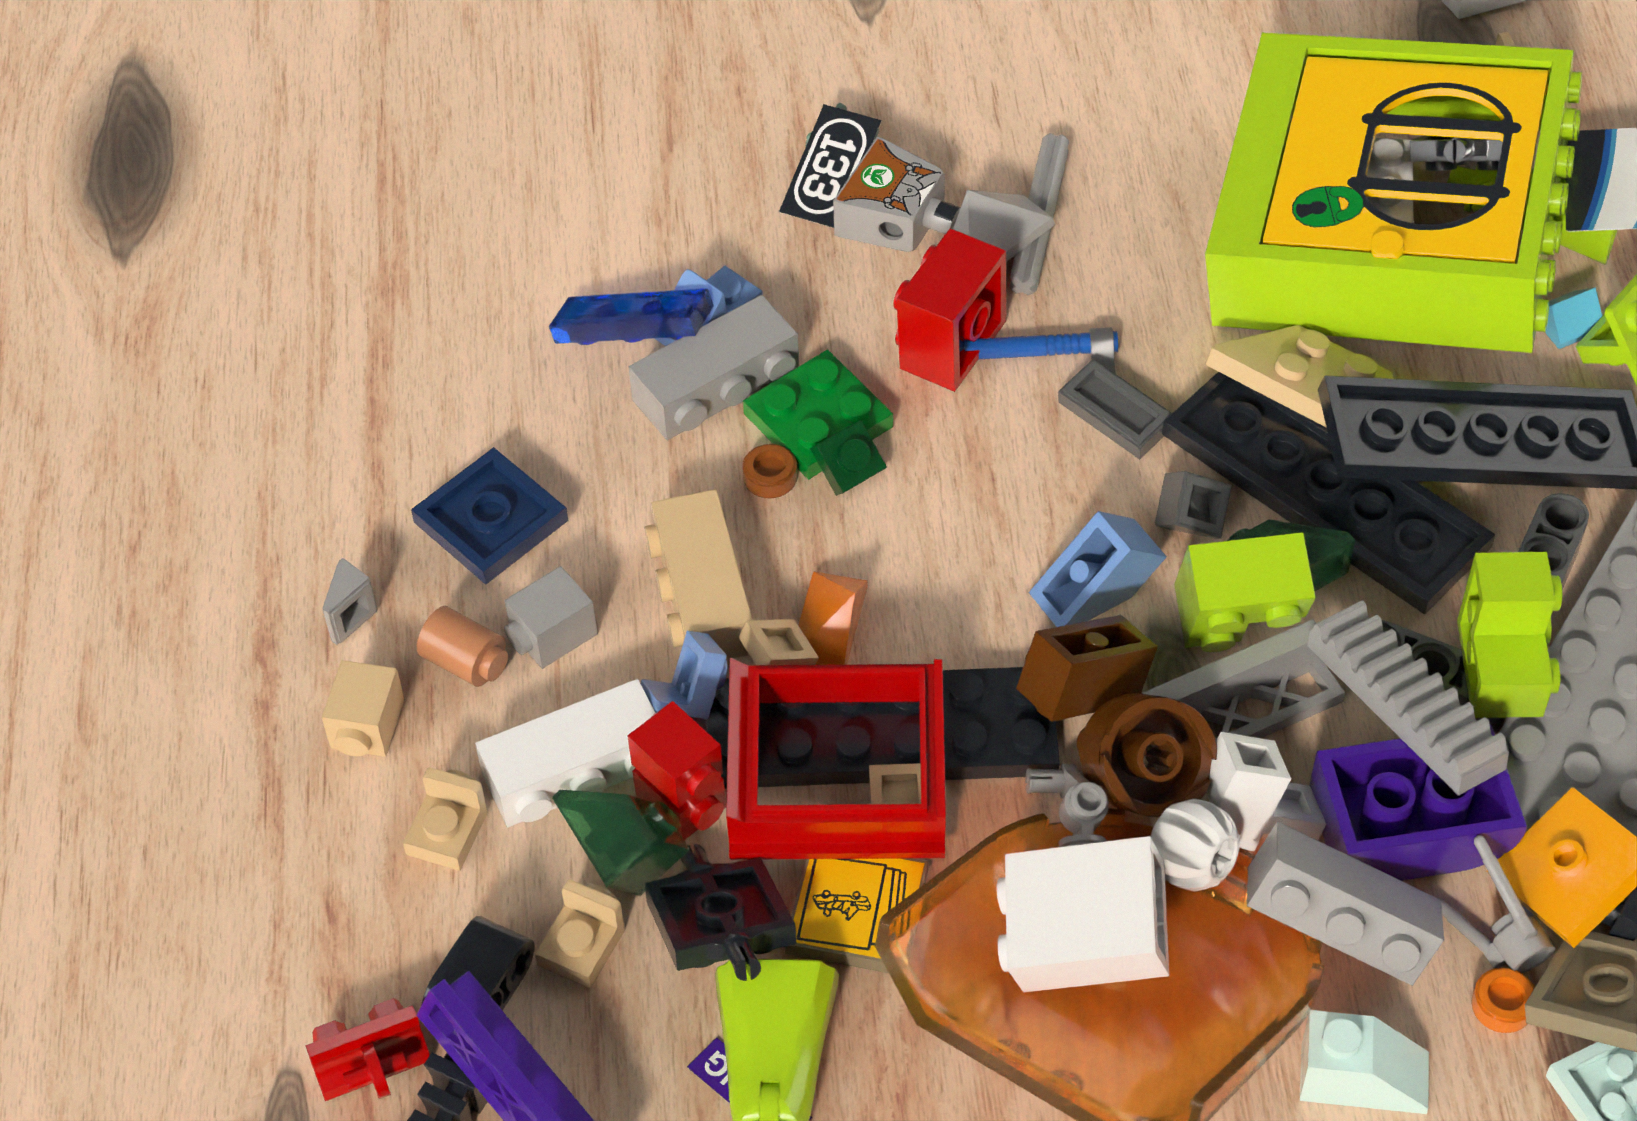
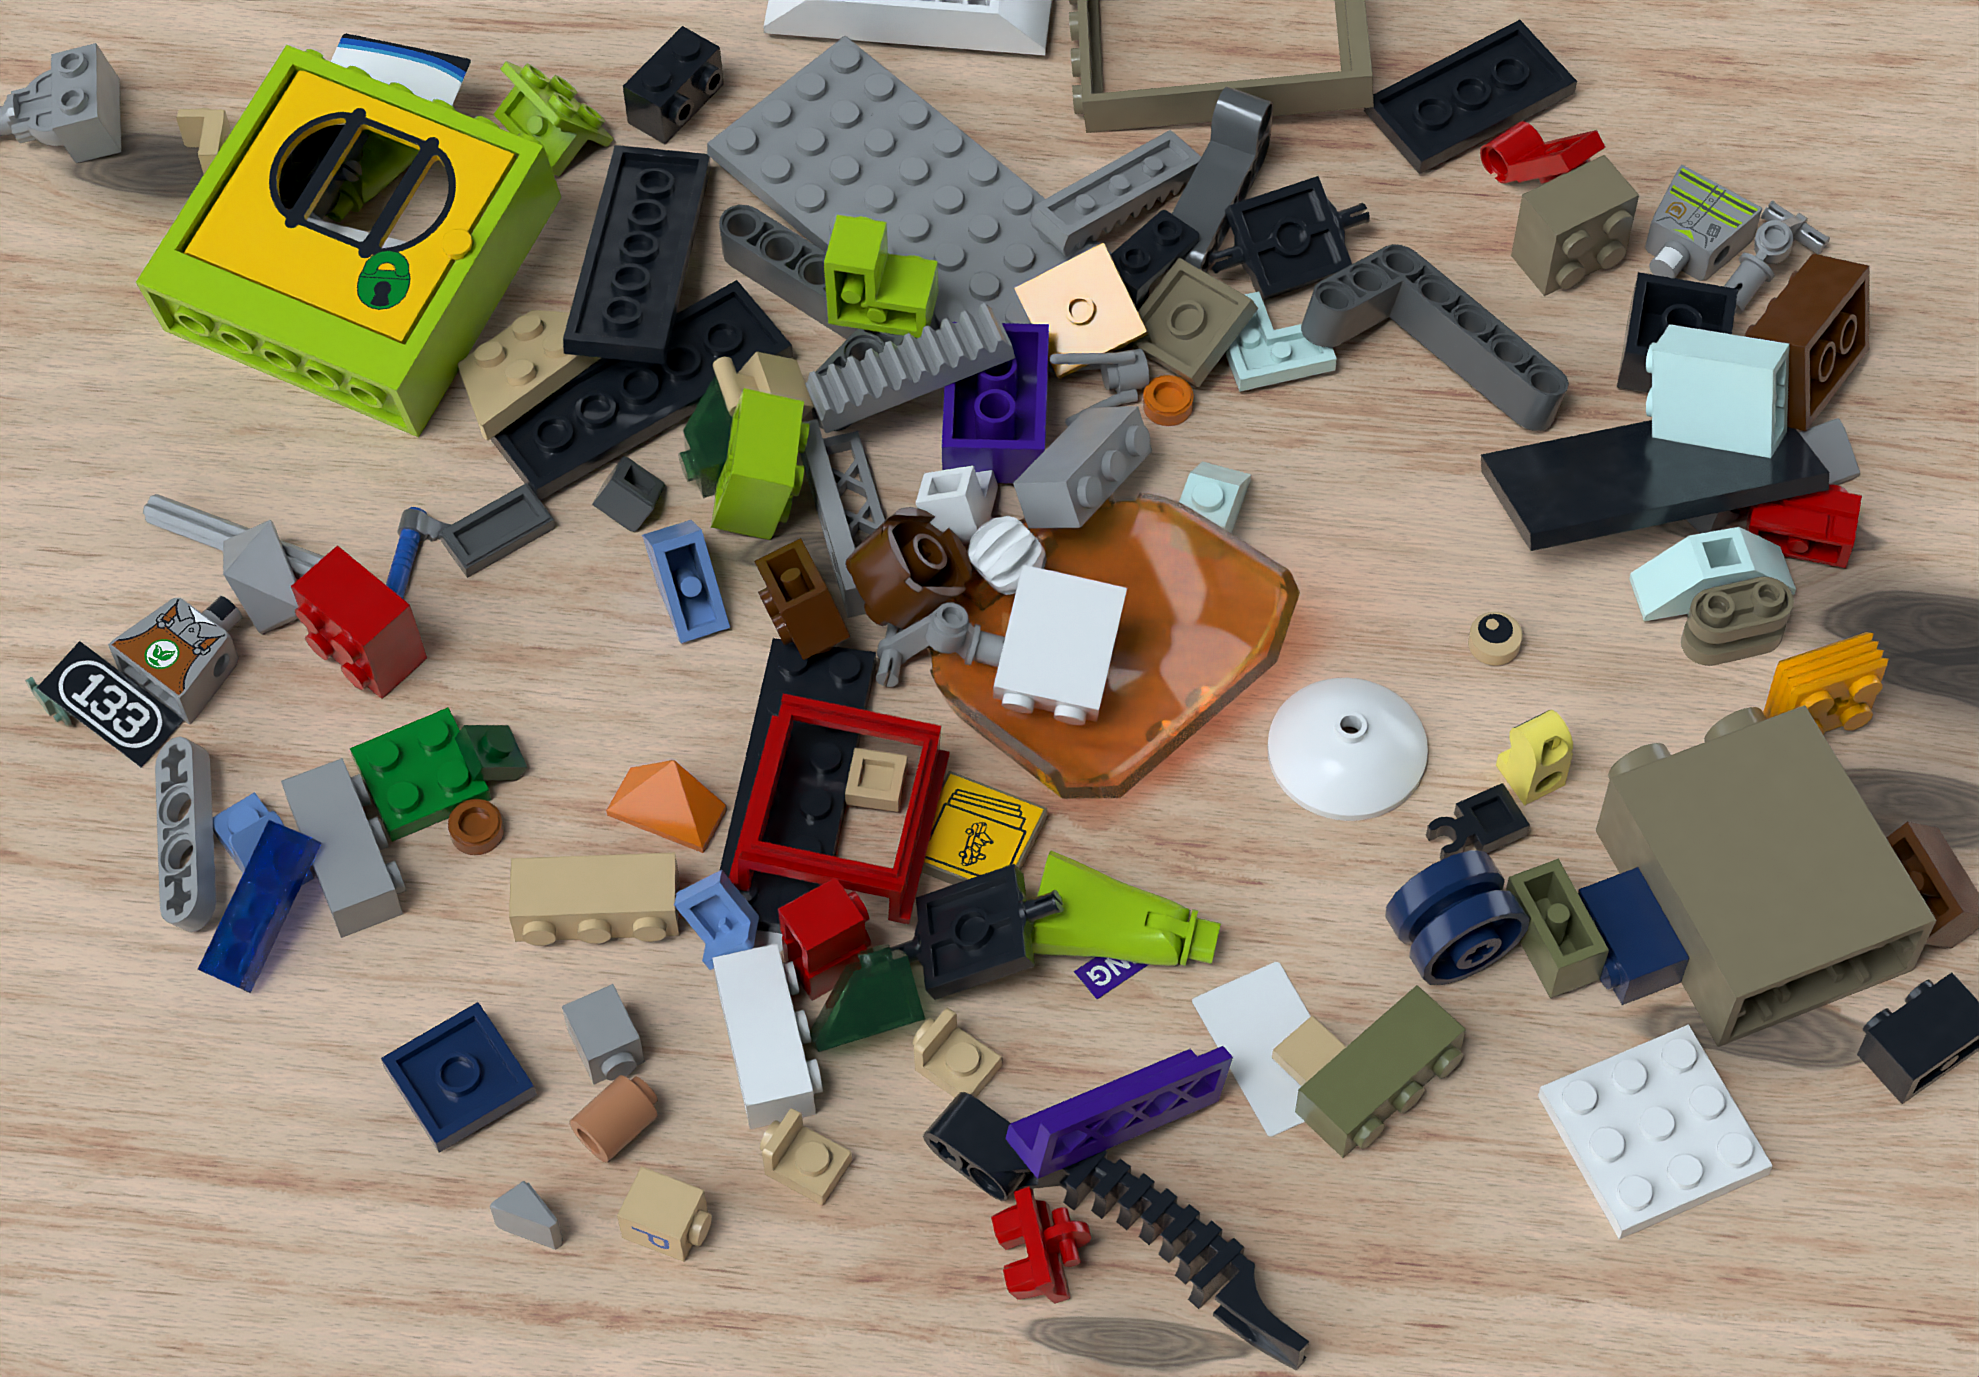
camera: 80 degrees left, 5 degrees up
(705, 251) = (188, 892): none -> light grey beam
(777, 643) = (702, 842): tan plate -> none
(1349, 577) = (764, 374): none -> tan brick

